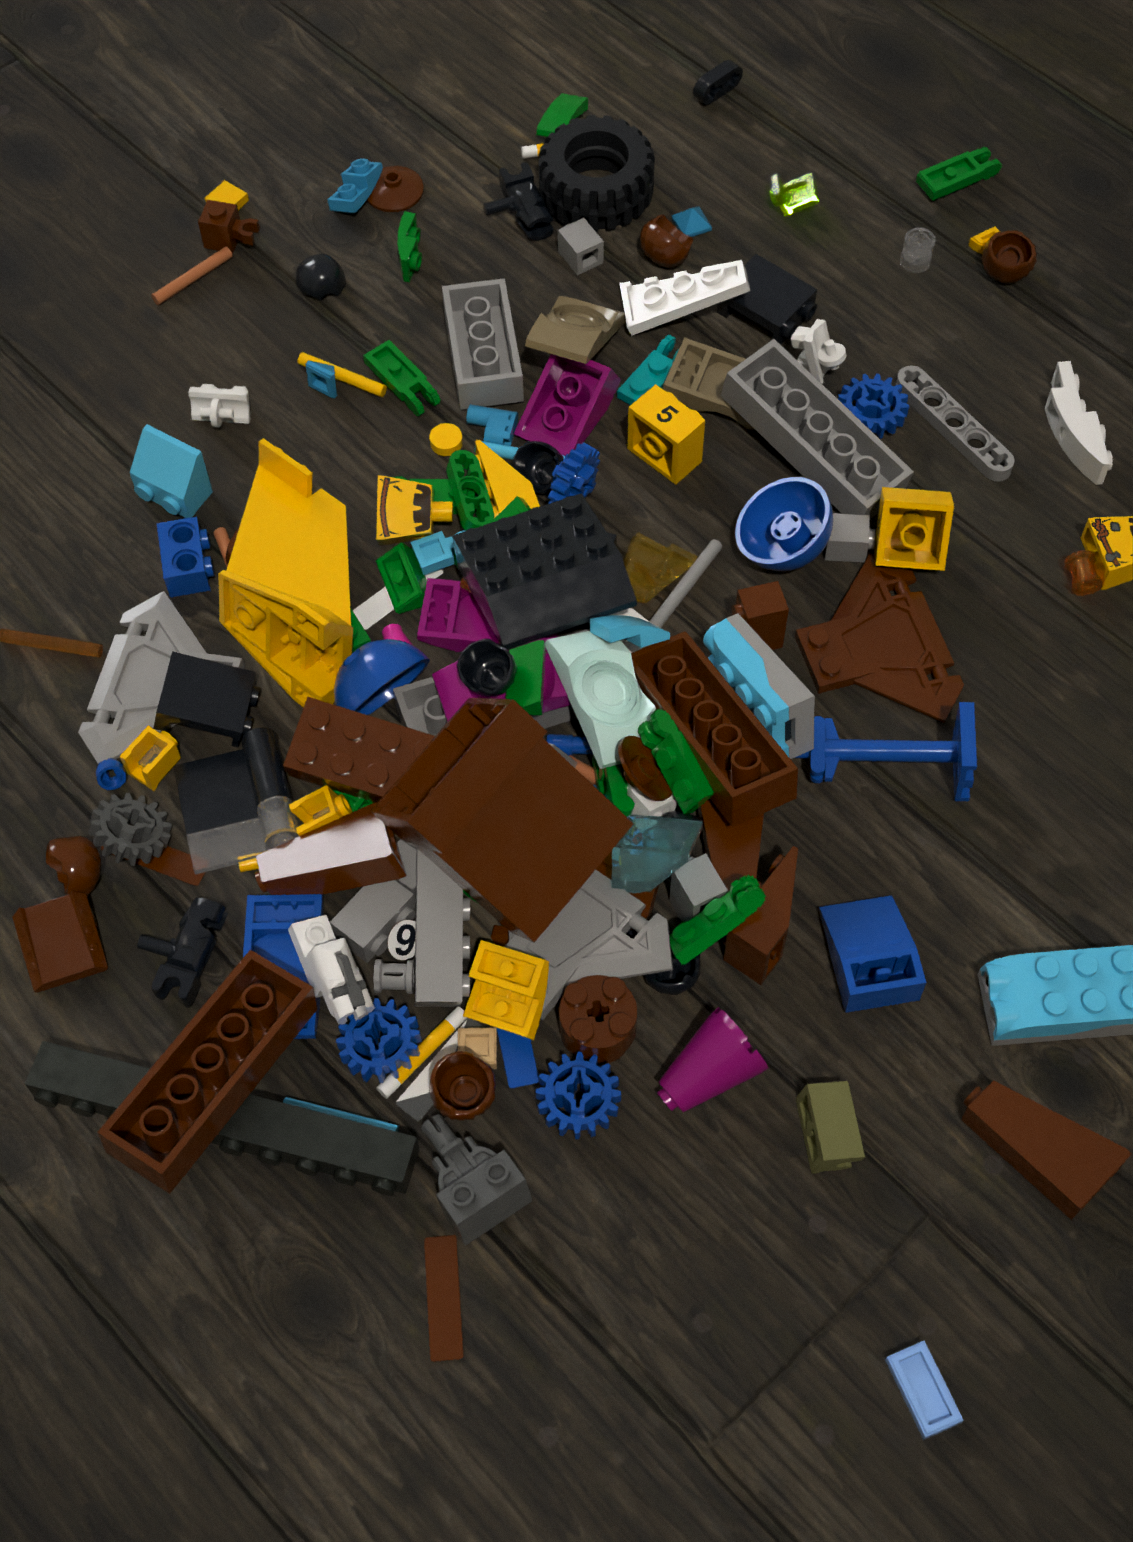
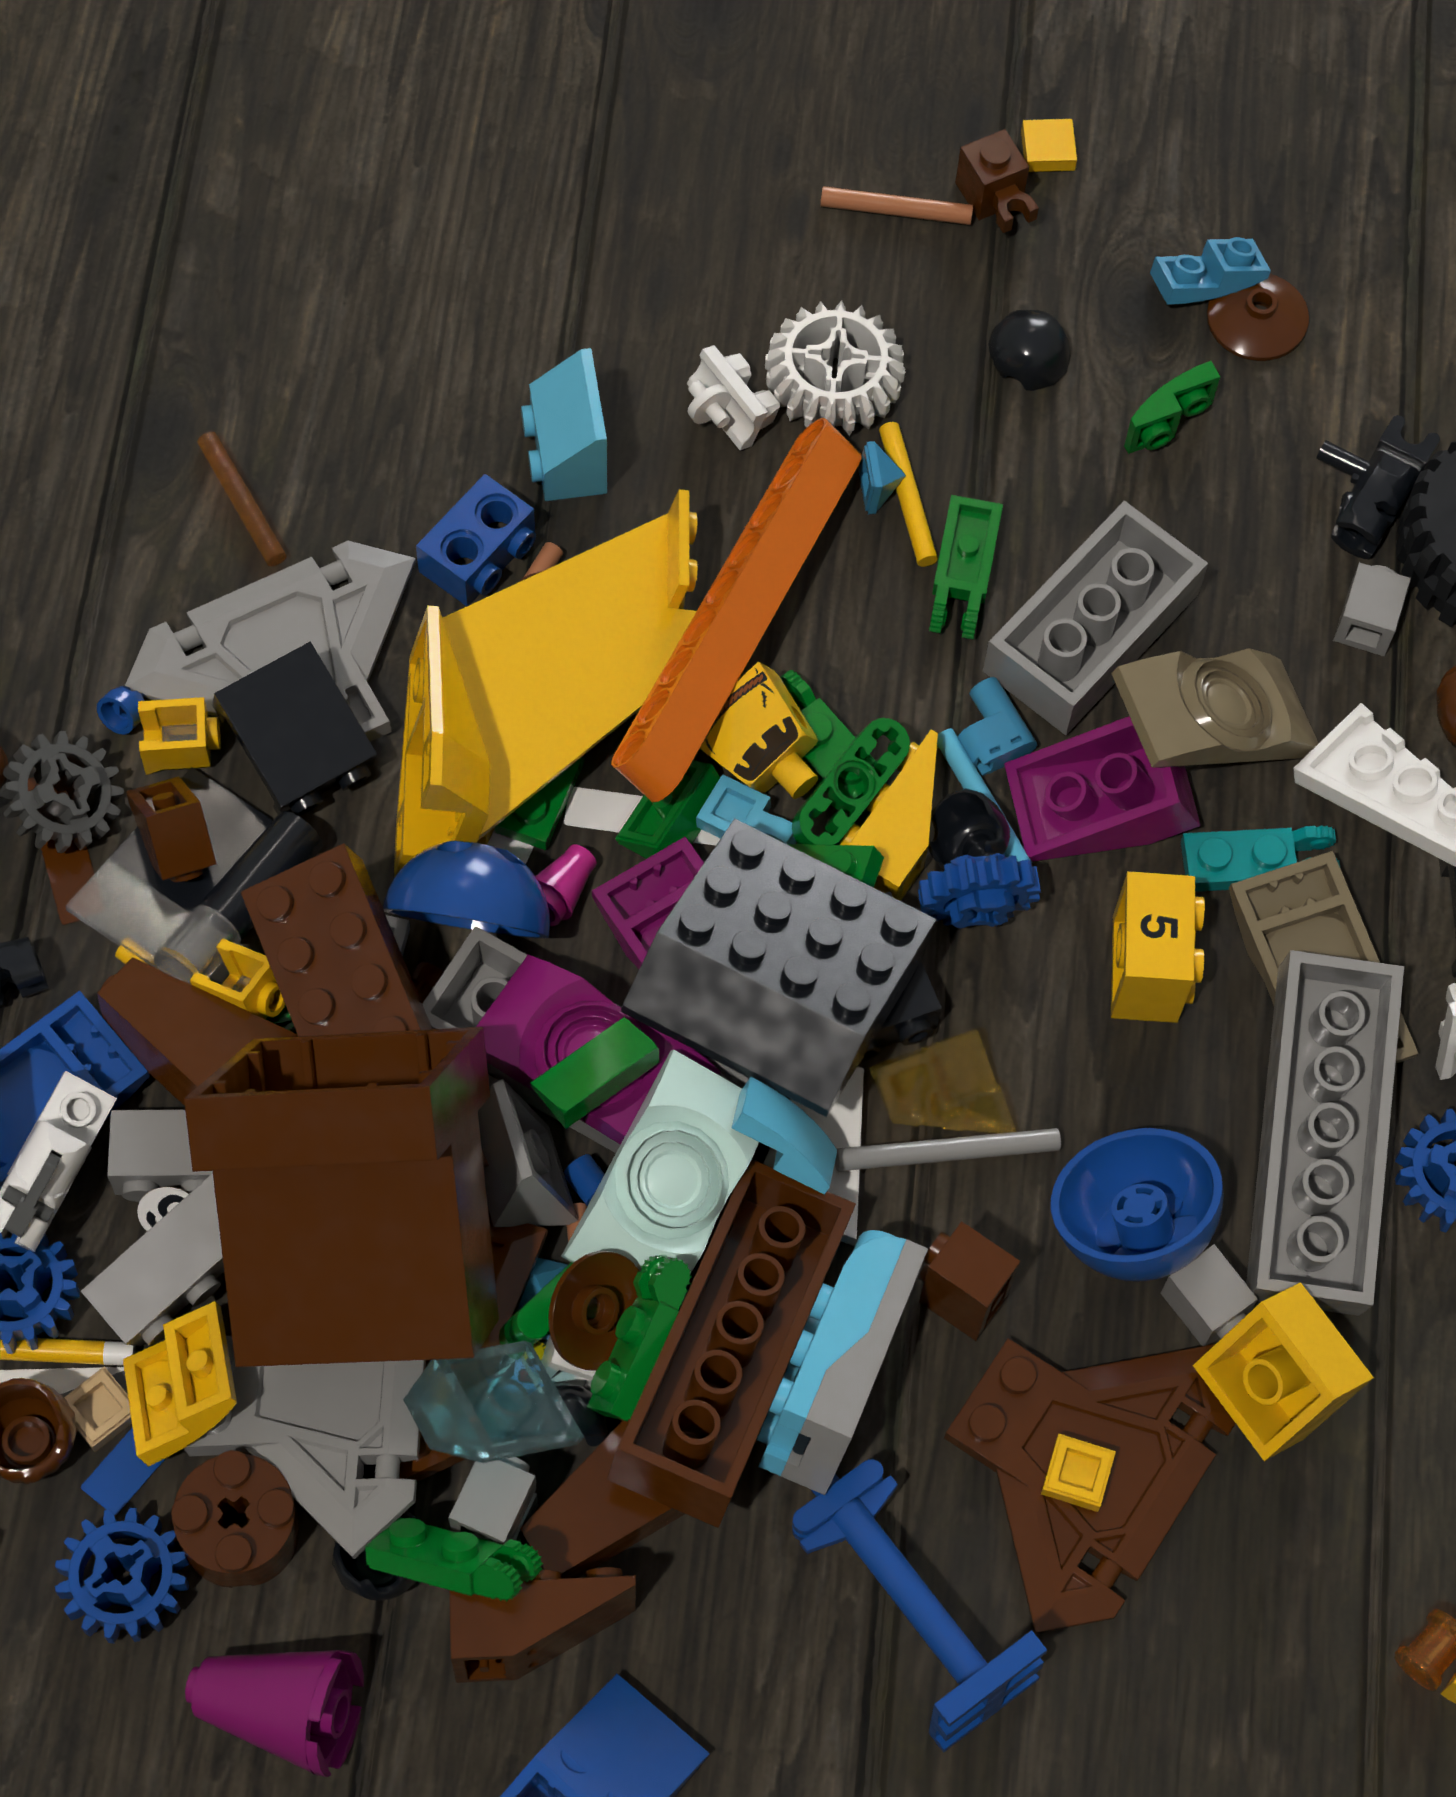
camera: 45 degrees right, 5 degrees up
(203, 789) = (172, 829): none -> reddish brown slope
(250, 353) = (867, 368): none -> white gear
(339, 472) = (736, 611): none -> orange beam
(394, 976) = (99, 1225): light grey bush -> none
(445, 439) = (921, 691): yellow tile -> none
(486, 668) = (561, 1013): black hair -> none
(886, 646) = (1078, 1472): none -> yellow tile

